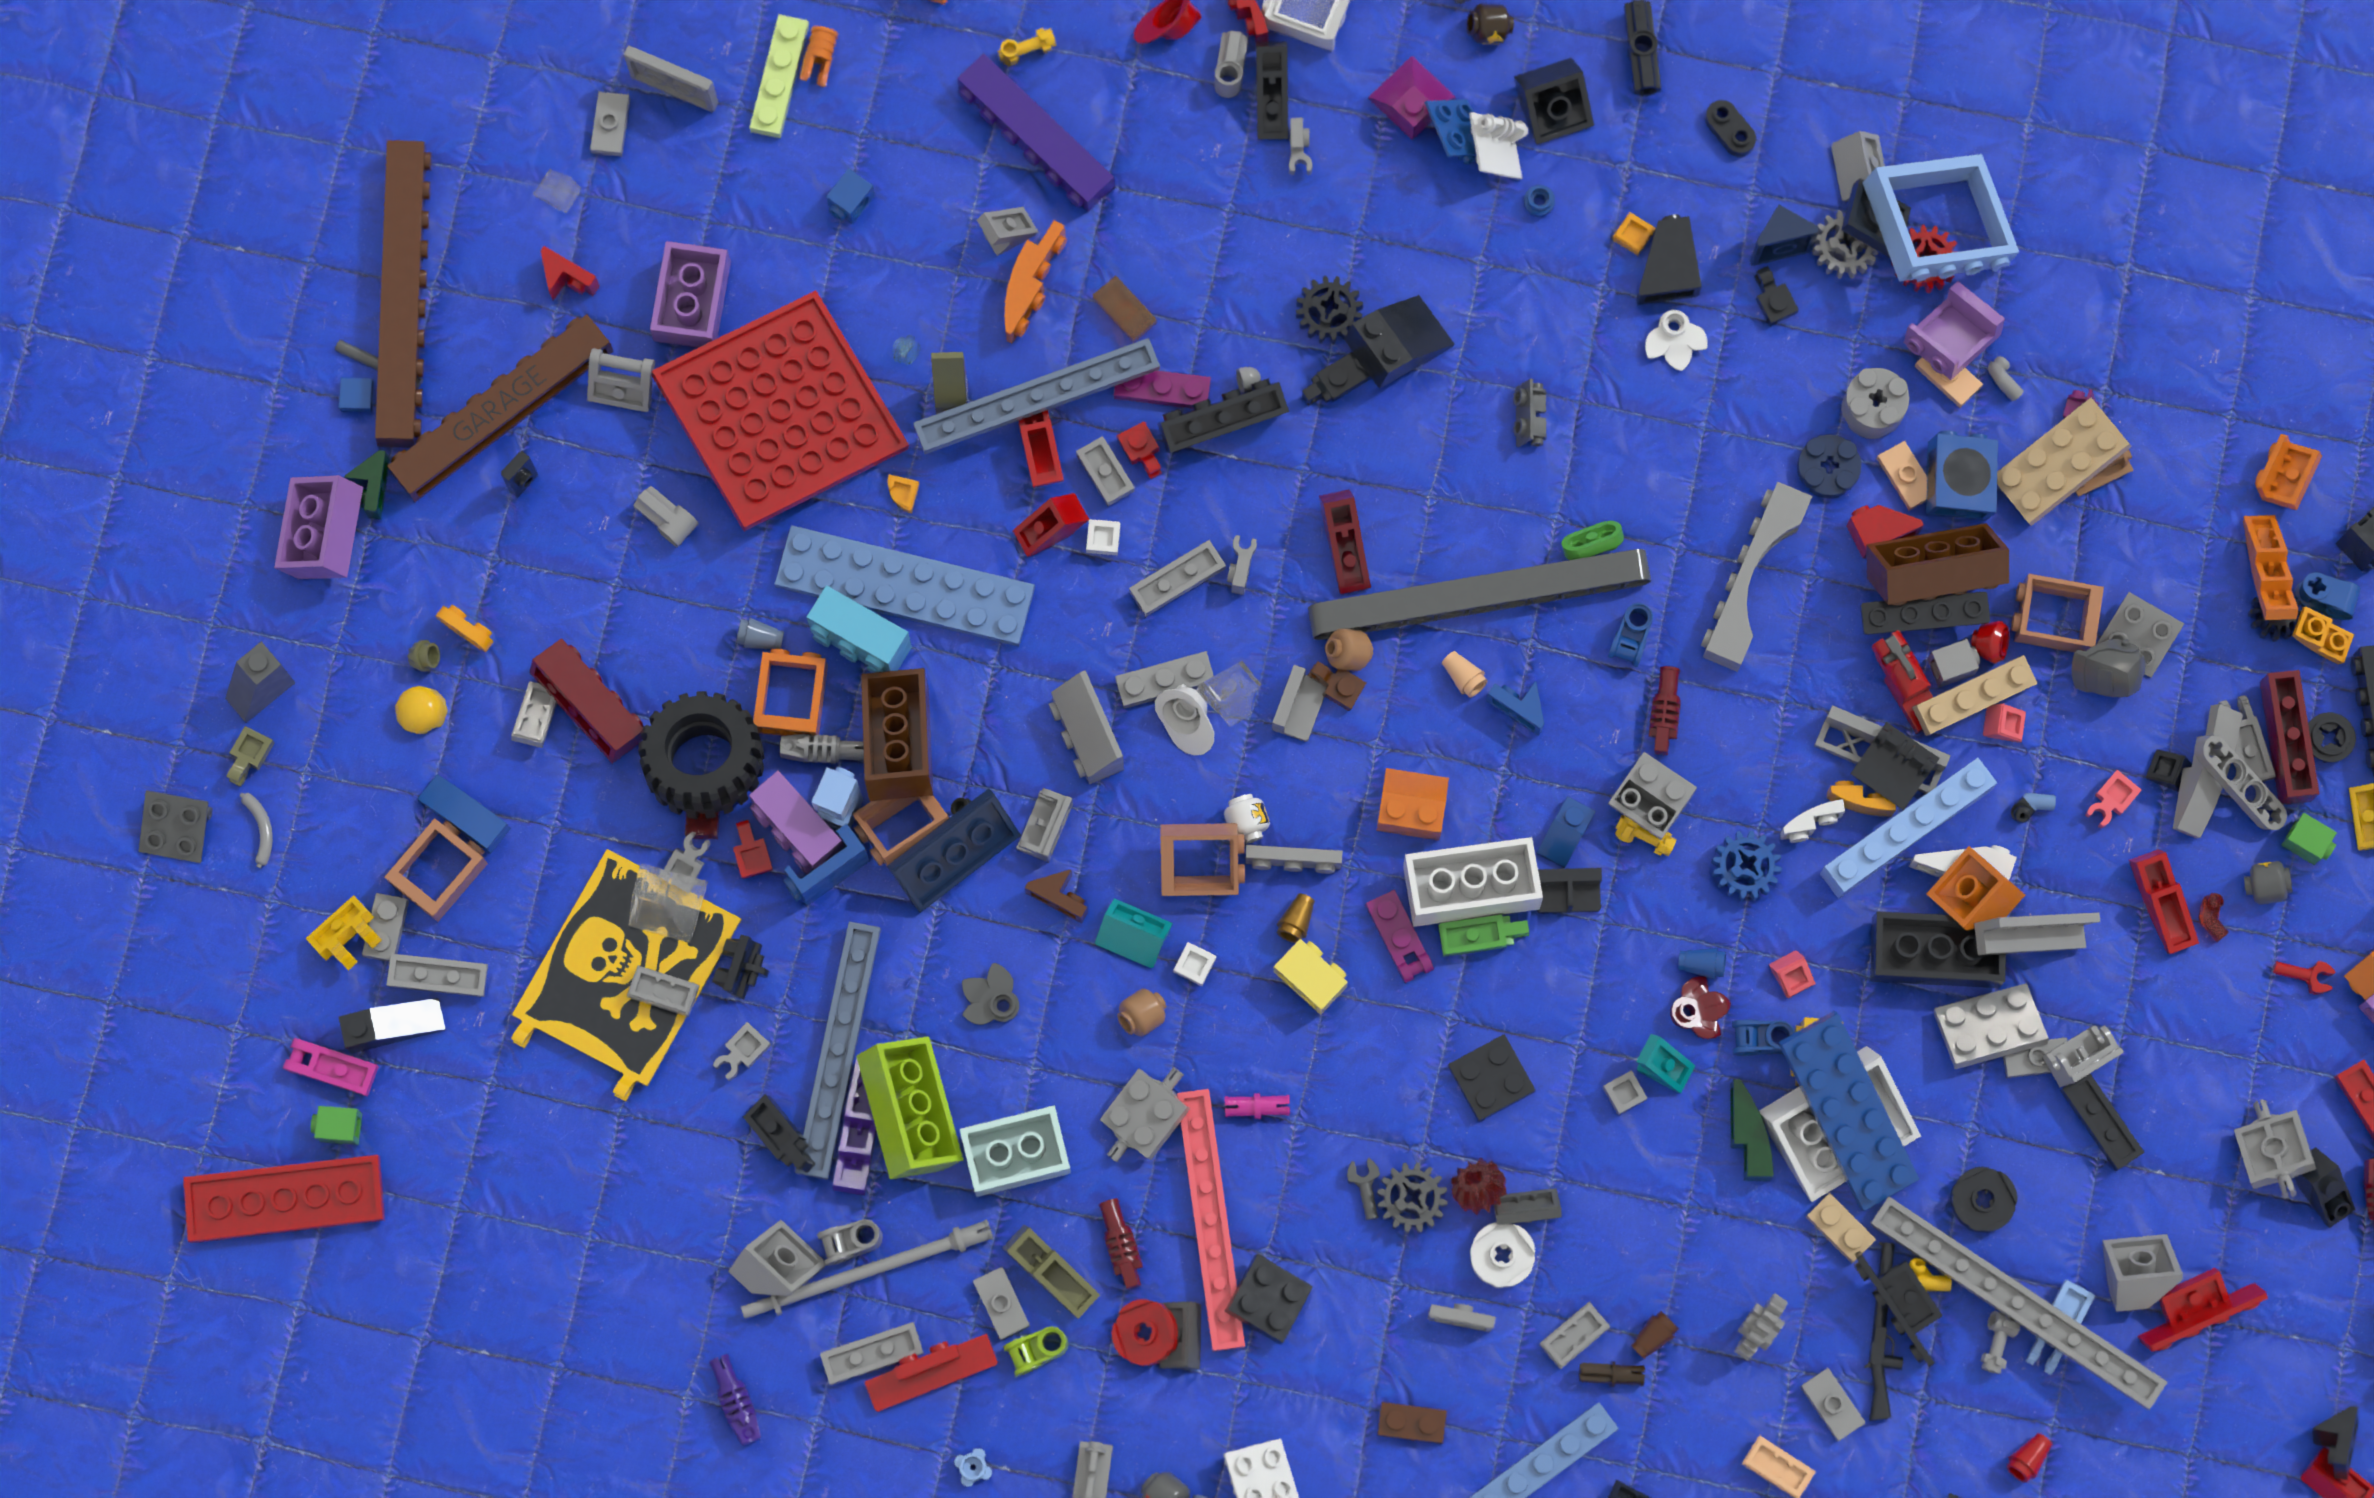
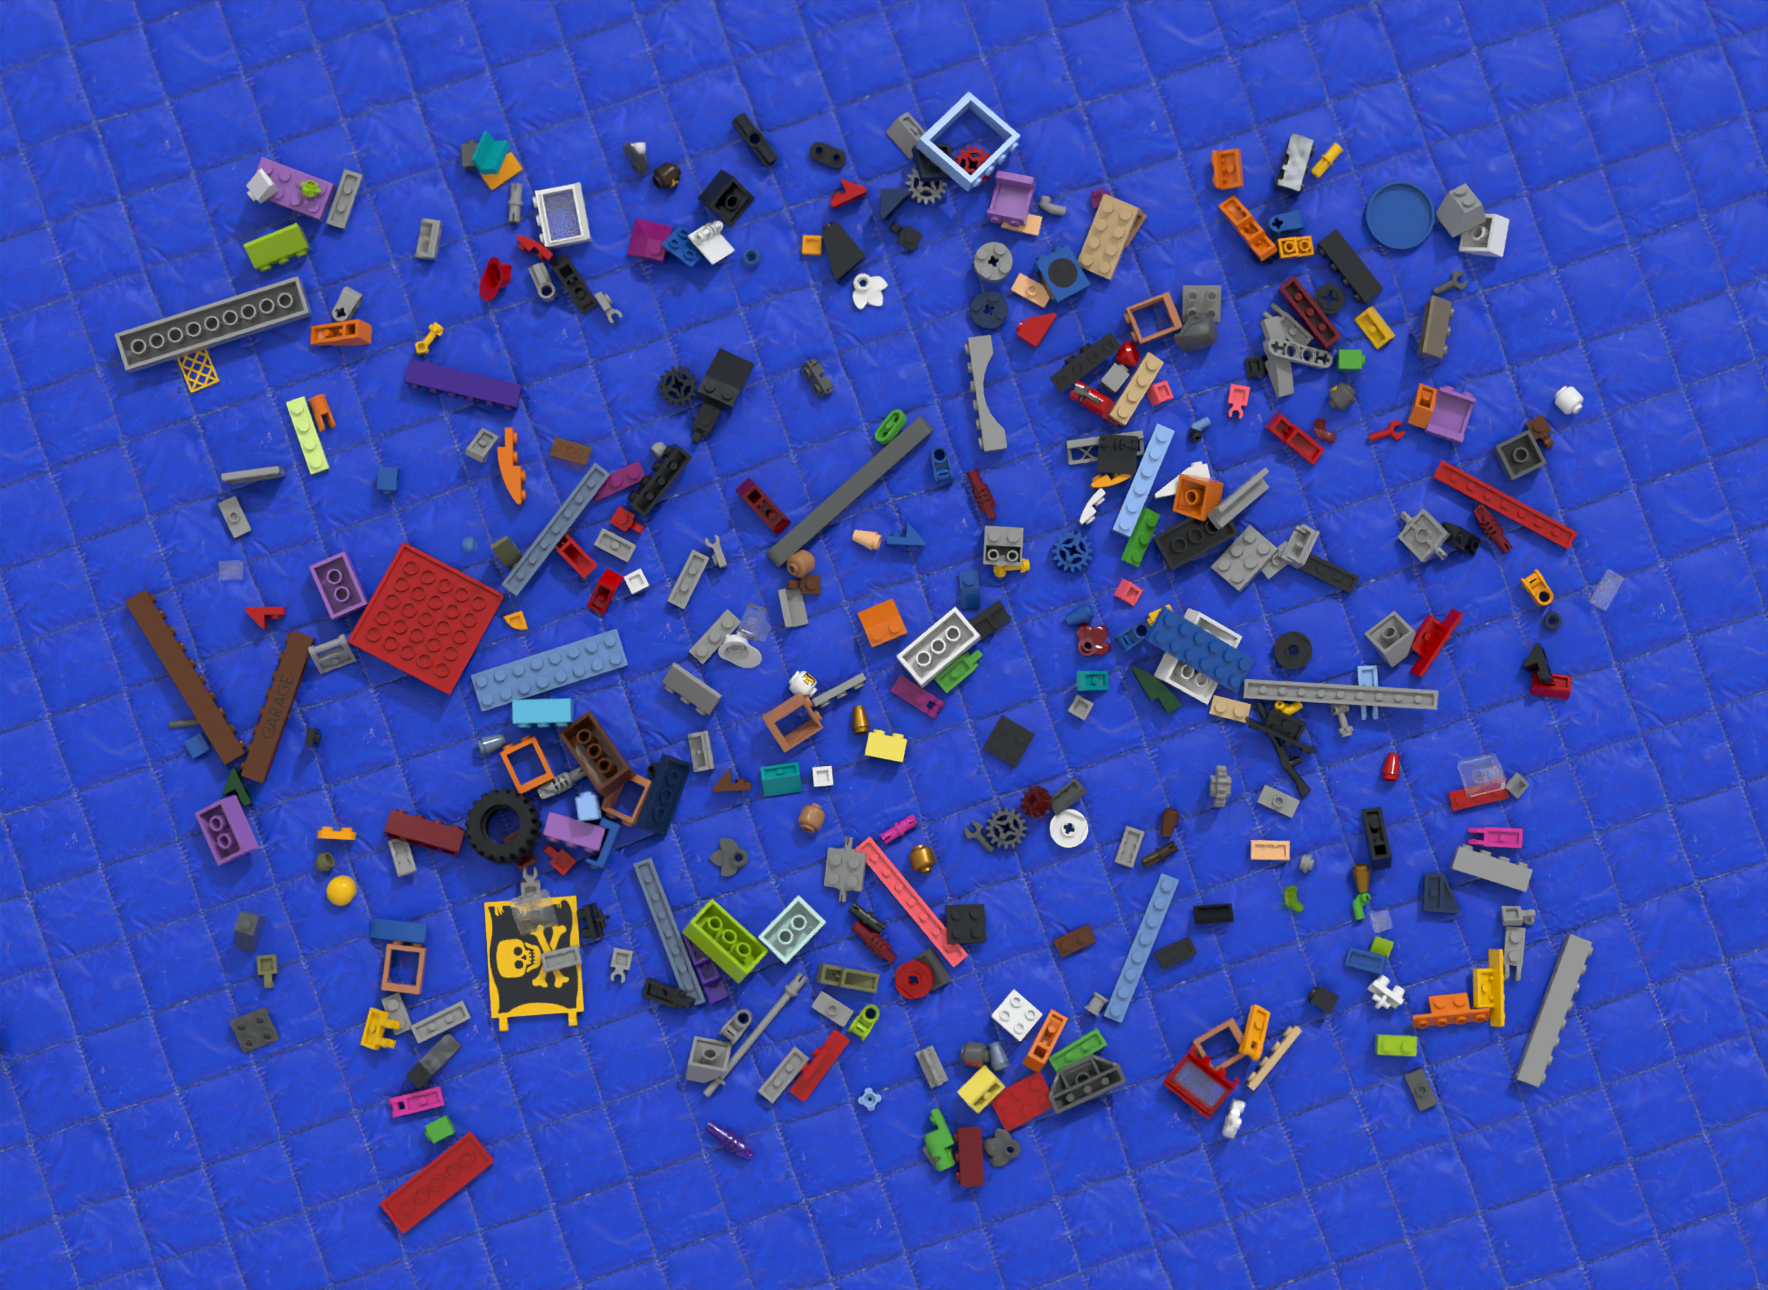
camera: 30 degrees left, 10 degrees up
(264, 826) = (300, 1000): light grey piece -> none
(672, 521) = (406, 711): light grey piece -> none
(1132, 1203) = (866, 917): none -> pearl dark grey pin
(1264, 1167) = (922, 859): none -> pearl gold head
(1461, 1316) = (1067, 872): light grey plate -> none
(1734, 196) = (852, 192): none -> red slope
(1857, 905) = (1140, 537): none -> bright green plate
(1937, 564) = (1076, 332): reddish brown brick -> none

